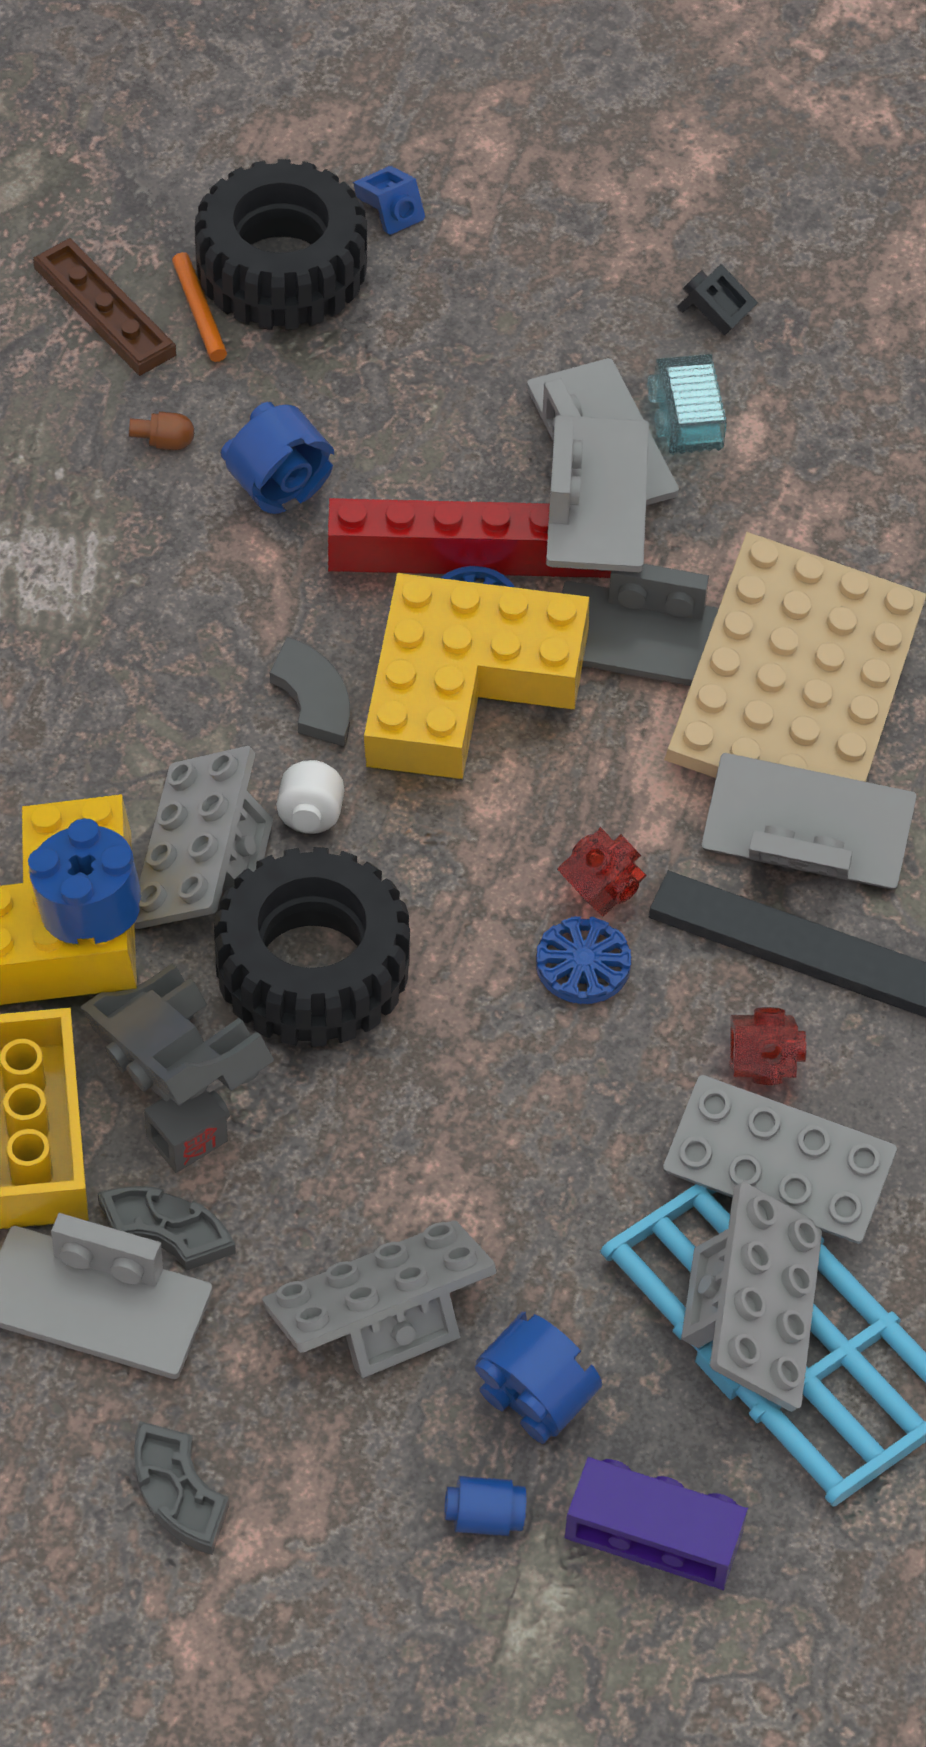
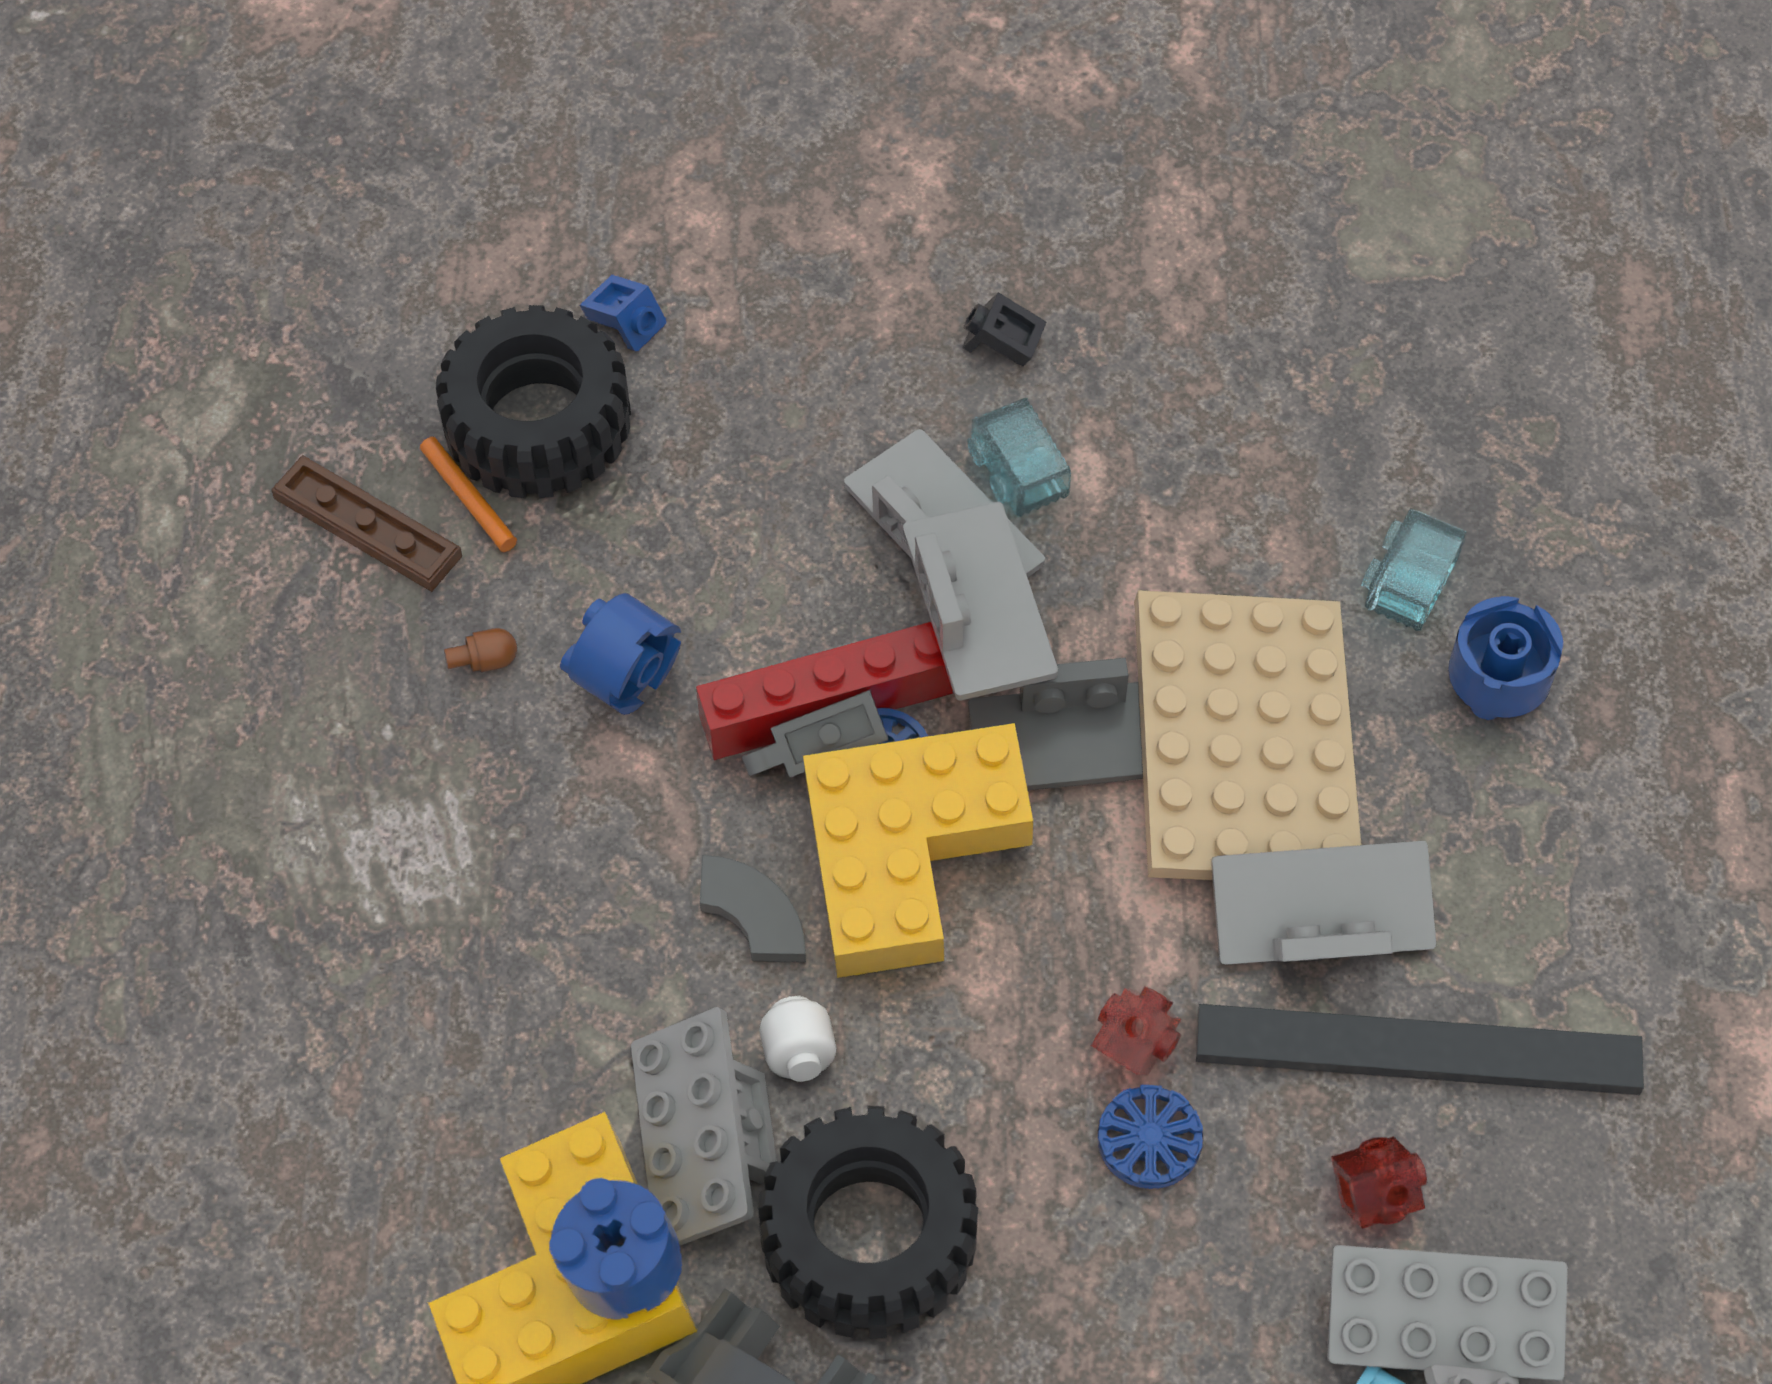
camera: 15 degrees left, 5 degrees up
(445, 561) = (831, 728): none -> dark grey plate

